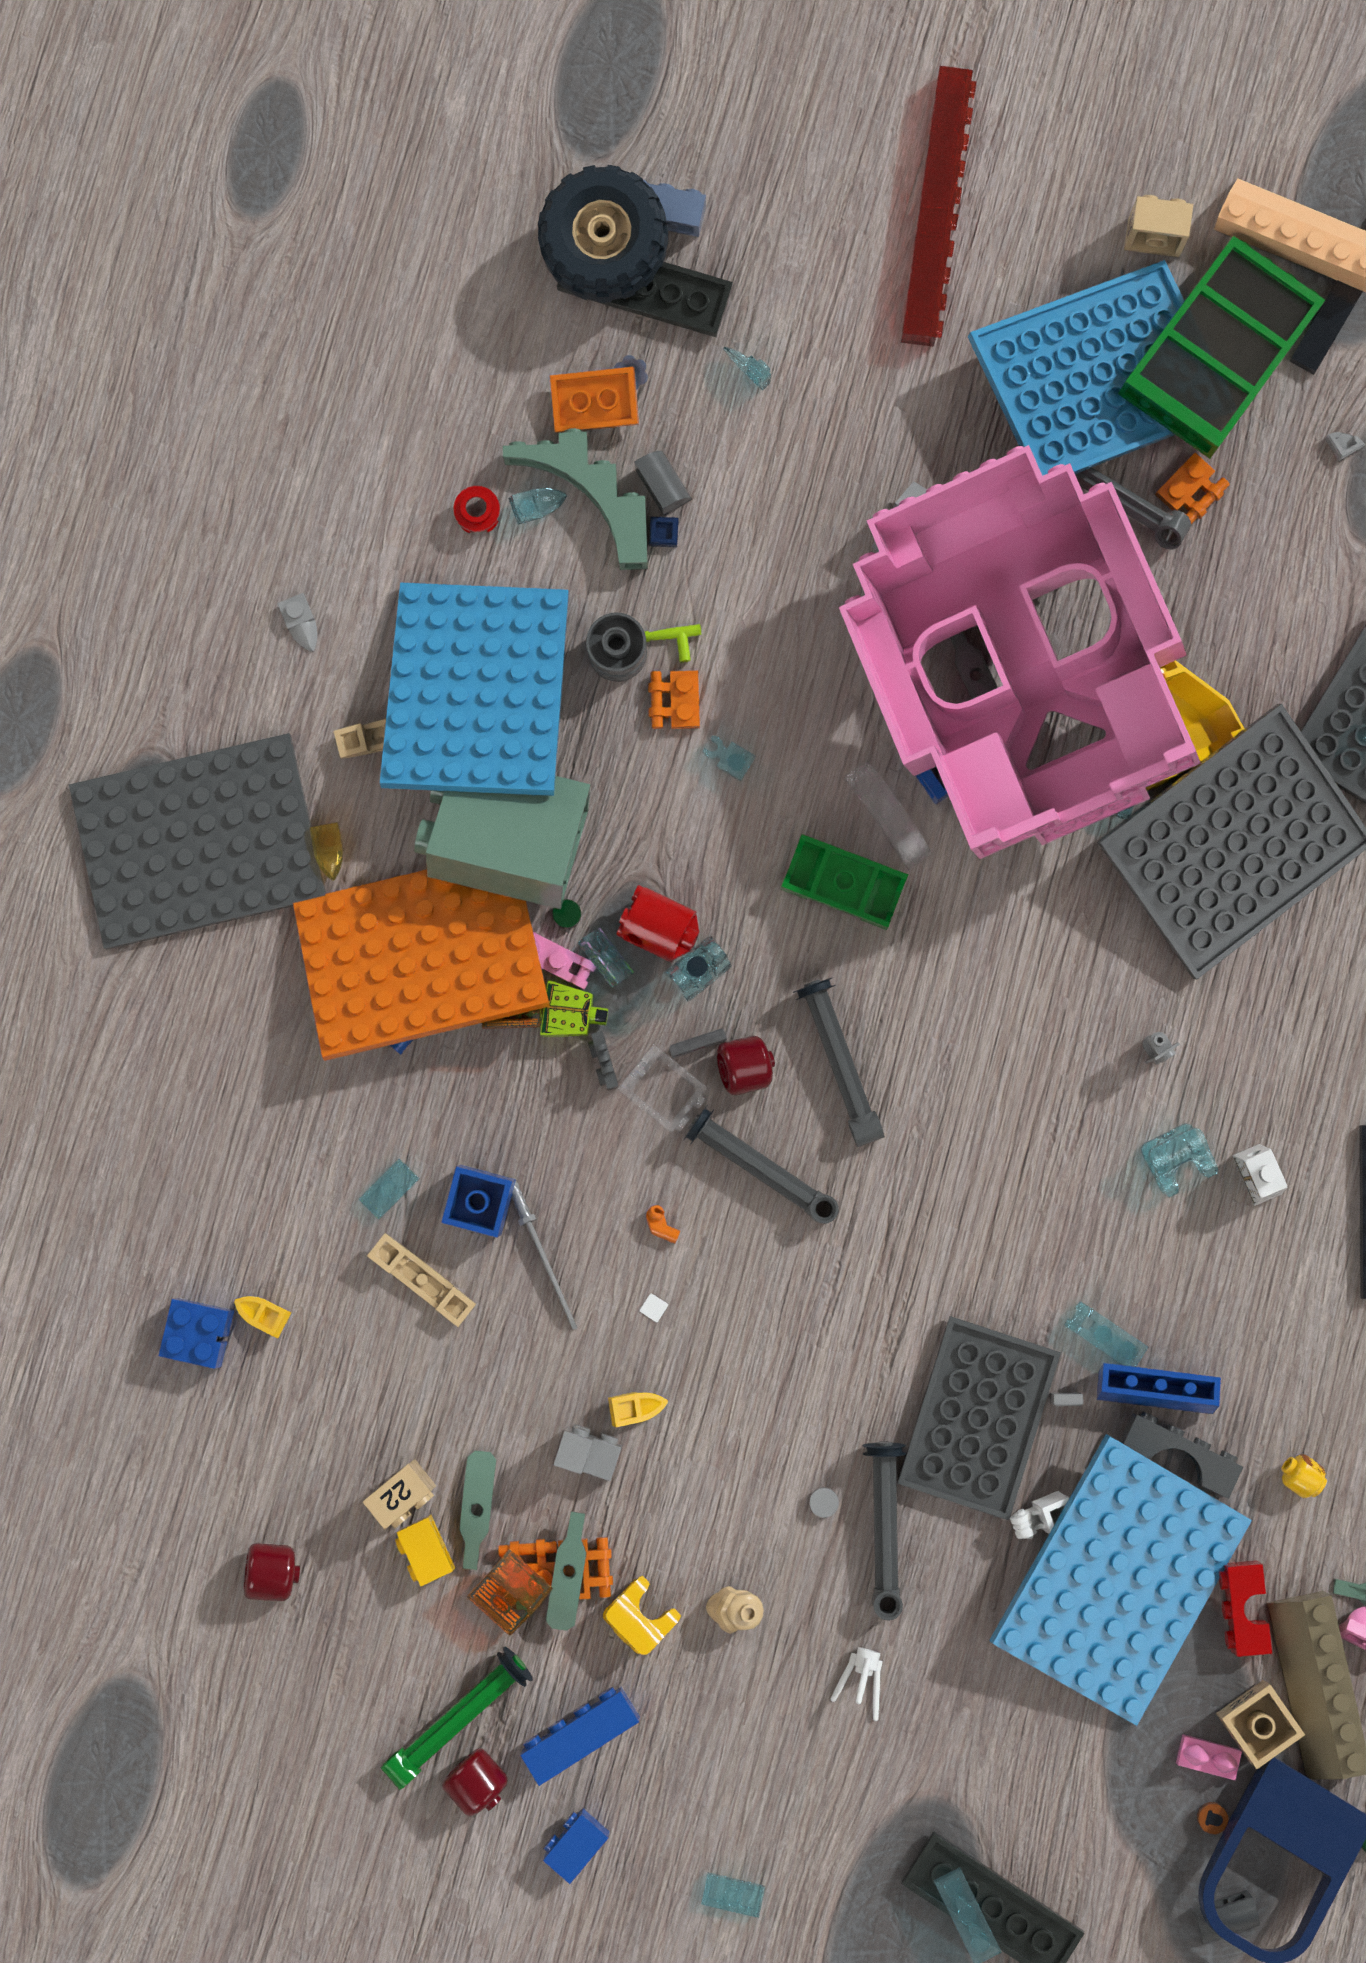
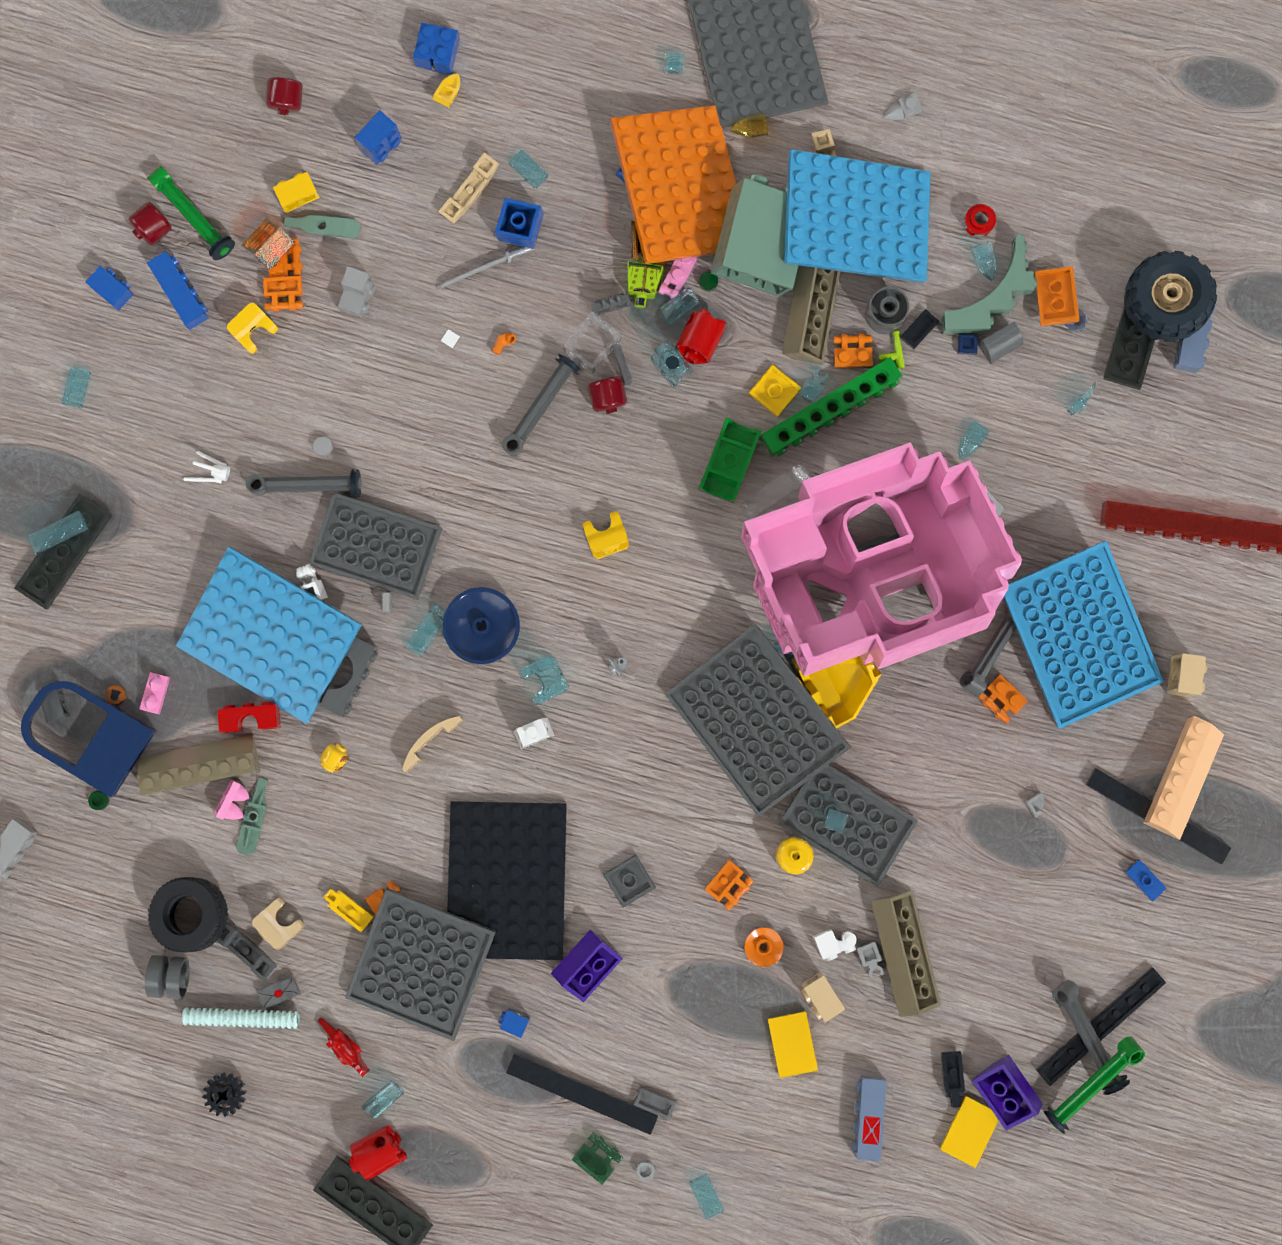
camera: 85 degrees right, 0 degrees up
(225, 965) = (674, 62): none -> clear light blue plate
(342, 1421) = (378, 138): none -> blue brick
(404, 1490) = (331, 175): tan brick -> none
(566, 1589) = (269, 279): sand green piece -> none
(624, 761) = (810, 314): none -> dark tan slope
(635, 1407) = (385, 325): yellow plate -> none
(641, 601) = (919, 329): none -> black tile
(718, 642) = (886, 369): none -> green brick
(735, 815) = (774, 391): none -> yellow tile
(735, 1609) = (254, 388): tan head -> none
(807, 526) = (972, 439): none -> clear light blue plate
(863, 1121) = (568, 473): dark grey piece -> none
(969, 1064) = (608, 541): none -> yellow piece
(1101, 1254) = (481, 625): none -> dark blue dish
(1158, 1388) = (392, 661): blue brick -> none
(1221, 347) = (1102, 716): window -> none
(1249, 1304) = (412, 757): none -> tan slope
(1260, 1724) = (174, 724): tan brick -> none

